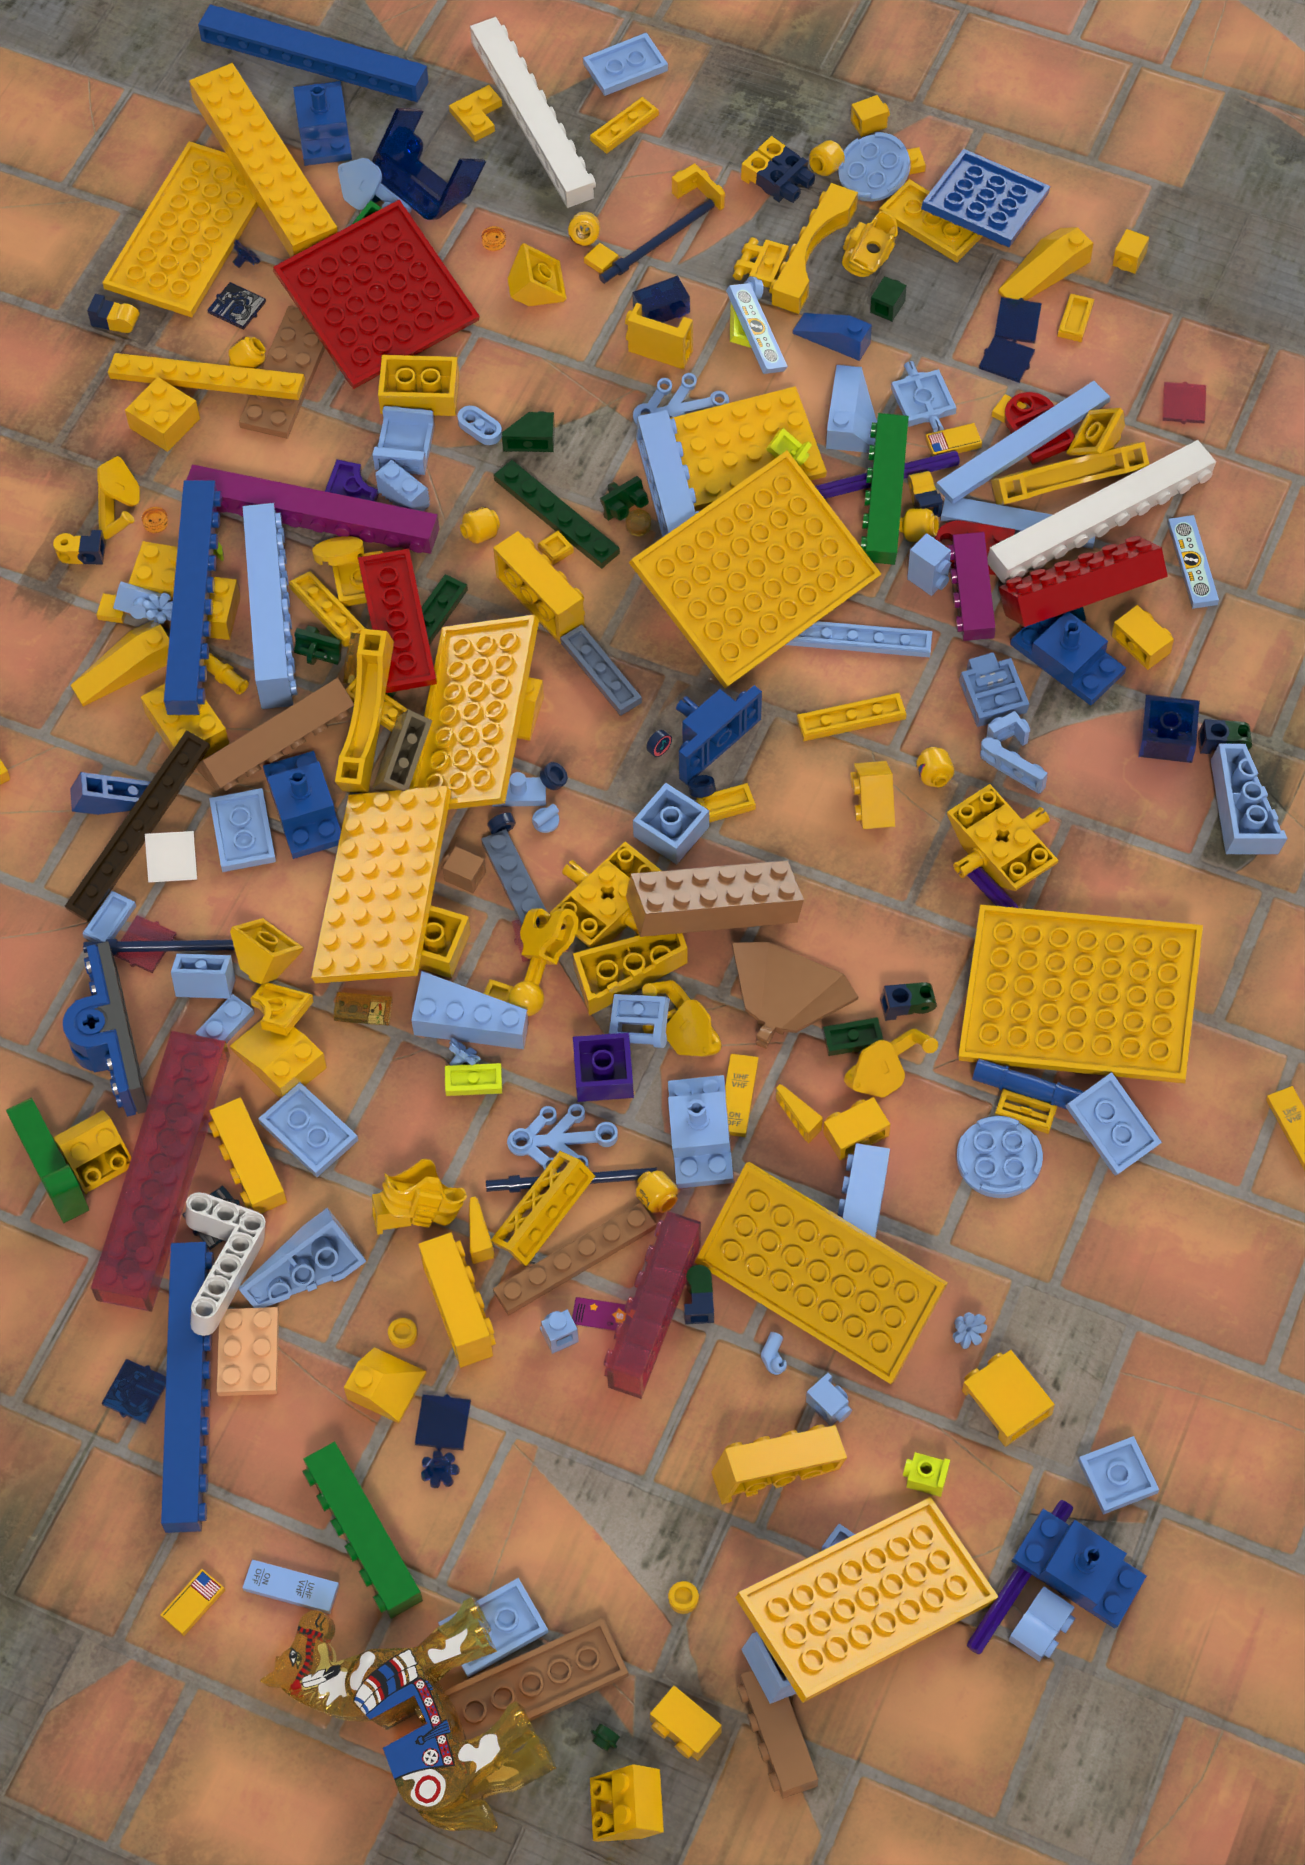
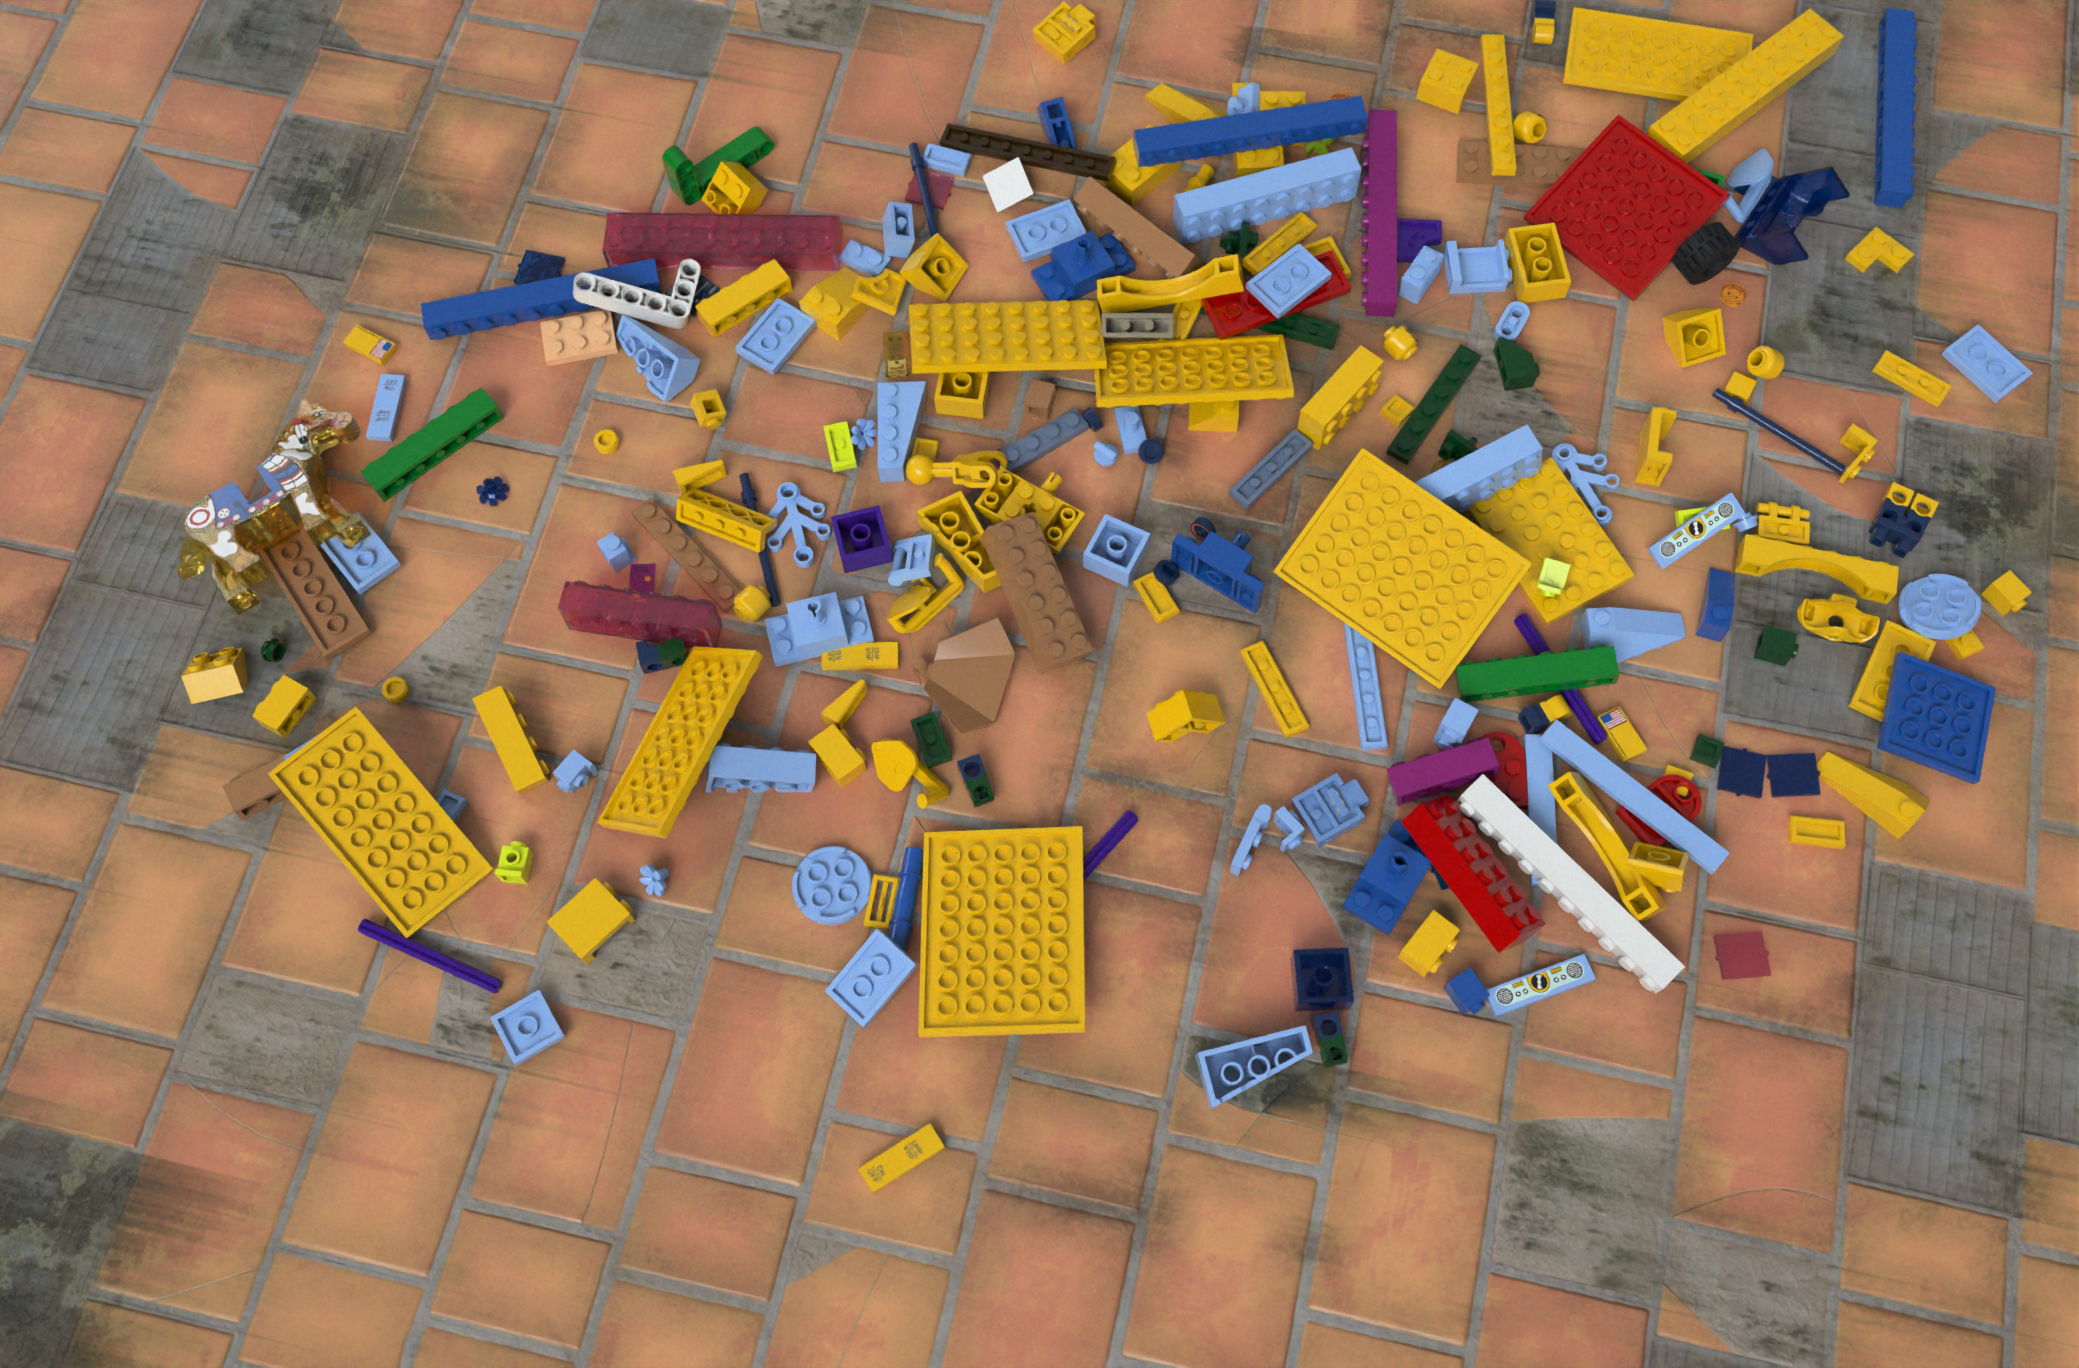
camera: 80 degrees right, 5 degrees up
(80, 549) = (1295, 63): leg -> none
(102, 1033) = (837, 174): blue piece -> none
(115, 483) = (1363, 65): yellow piece -> none
(236, 305) = (1587, 113): piece -> none
(244, 255) = (1642, 104): clear blue plant -> none
(322, 123) = (1817, 130): blue brick -> none
(338, 550) = (1340, 238): yellow tile -> none
(384, 1384) = (558, 434): yellow slope -> none
(391, 599) = (1288, 280): none -> light blue plate
(421, 1196) = (708, 423): yellow piece -> none
(443, 1422) = (533, 486): clear blue piece -> none
(453, 240) = (1705, 253): none -> black tyre
(457, 1299) = (628, 467): yellow brick -> none
(532, 112) = (1893, 295): white brick -> none
(663, 300) = (1701, 445): clear blue brick -> none
(770, 1355) = (614, 722): light blue arm -> none
(826, 158) = (1934, 561): yellow head -> none
(918, 523) = (1505, 714): yellow head -> none
(923, 397) = (1663, 697): light blue plate -> none
(935, 767) = (1229, 768): yellow head -> none
(981, 379) = (1706, 751): none -> dark green tile
(1000, 840) = (1175, 819): yellow slope -> none
(1042, 1624) = (384, 978): light blue brick -> none
(1080, 1566) = (434, 1002): blue brick -> none
(1130, 251) = (1920, 874): yellow brick -> none
(1194, 617) = (1467, 992): none -> blue brick

